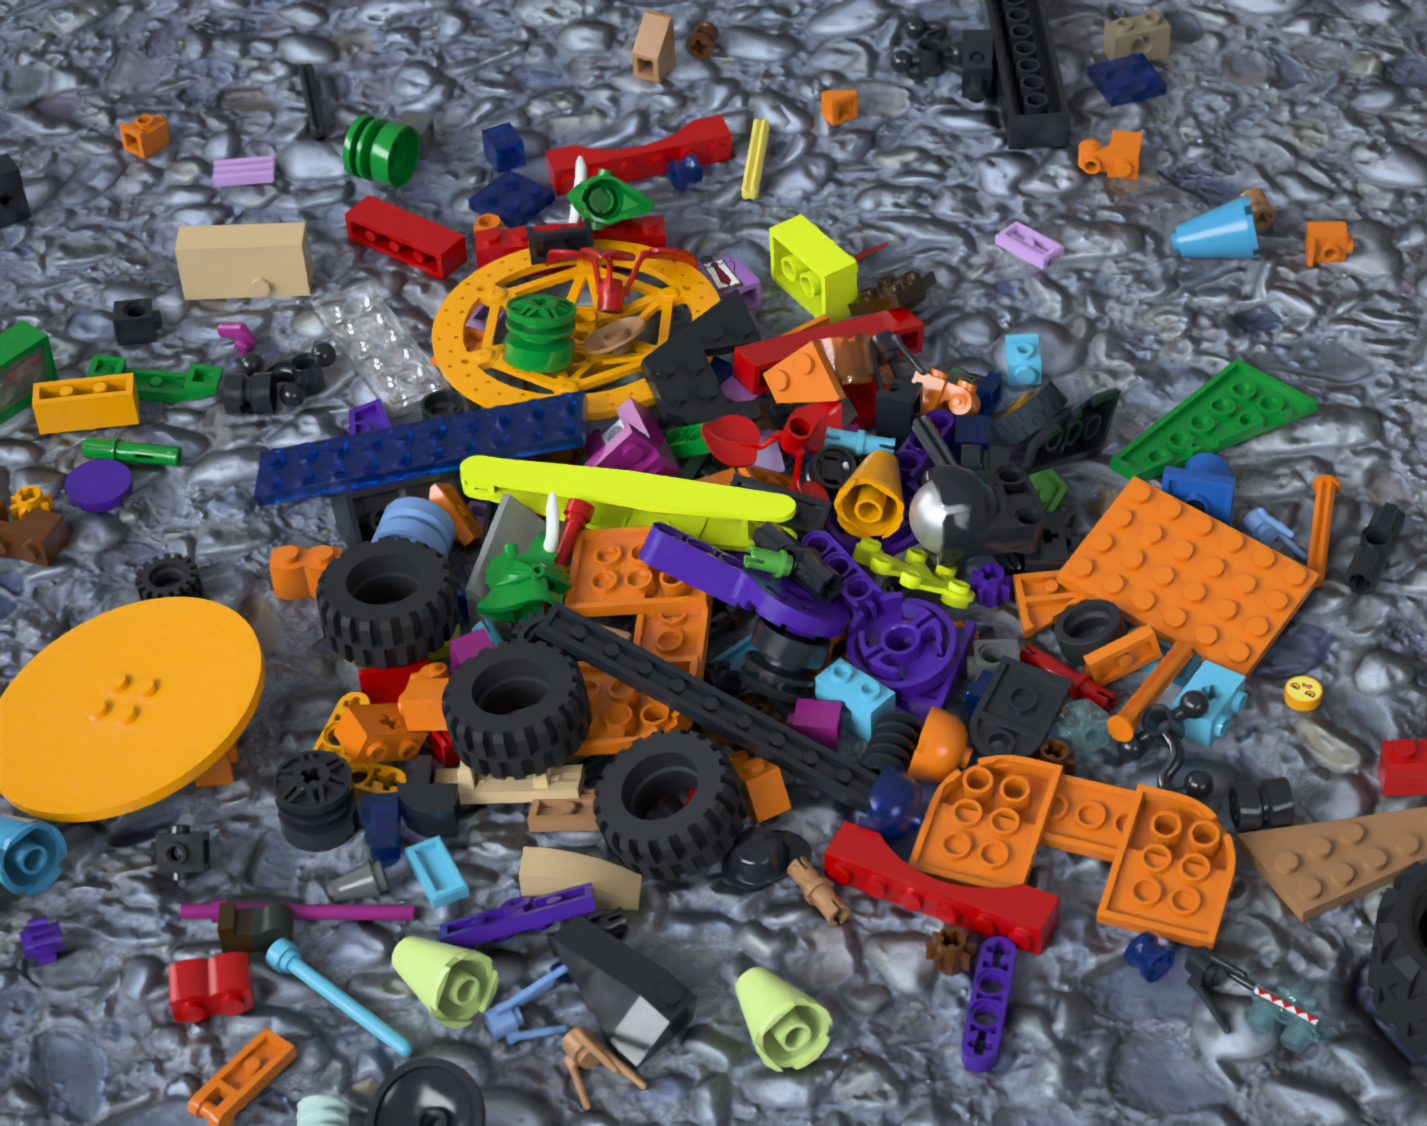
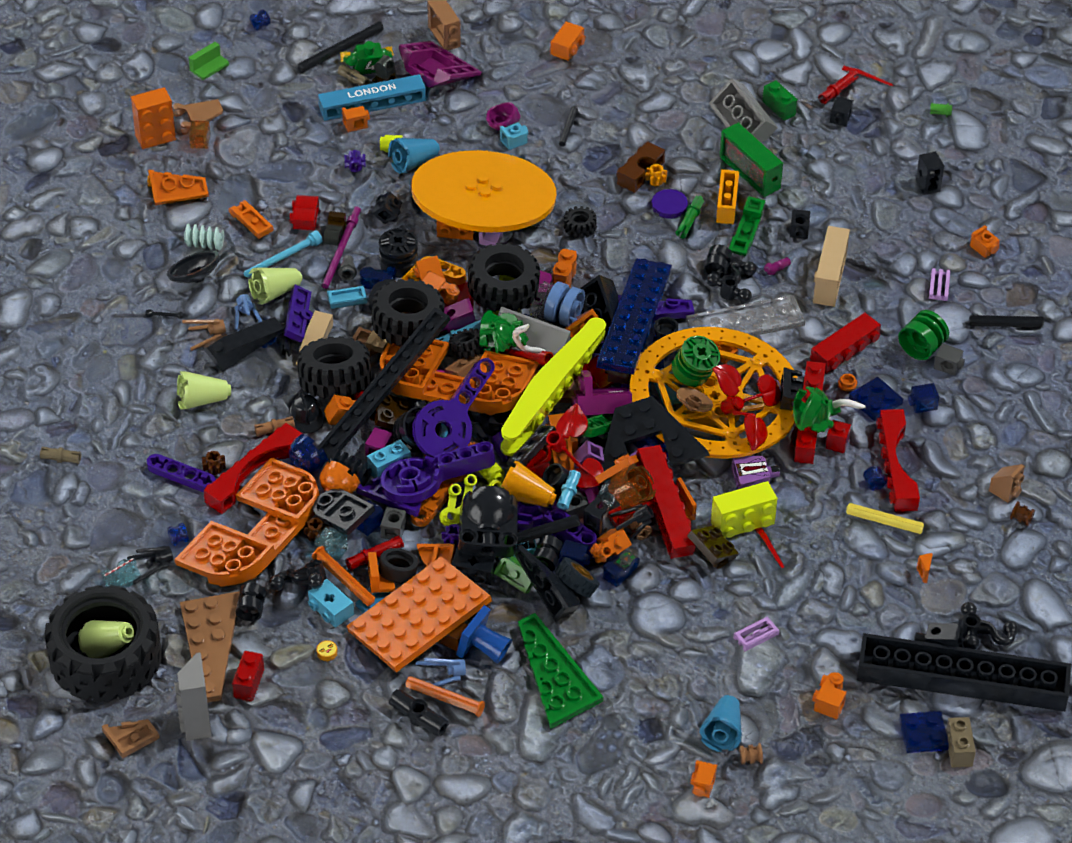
camera: 100 degrees right, 5 degrees up
(770, 561) = (462, 412): bright green pin -> none
(807, 566) = (470, 434): black piece -> none
(1022, 359) = (638, 597): medium azure brick -> none

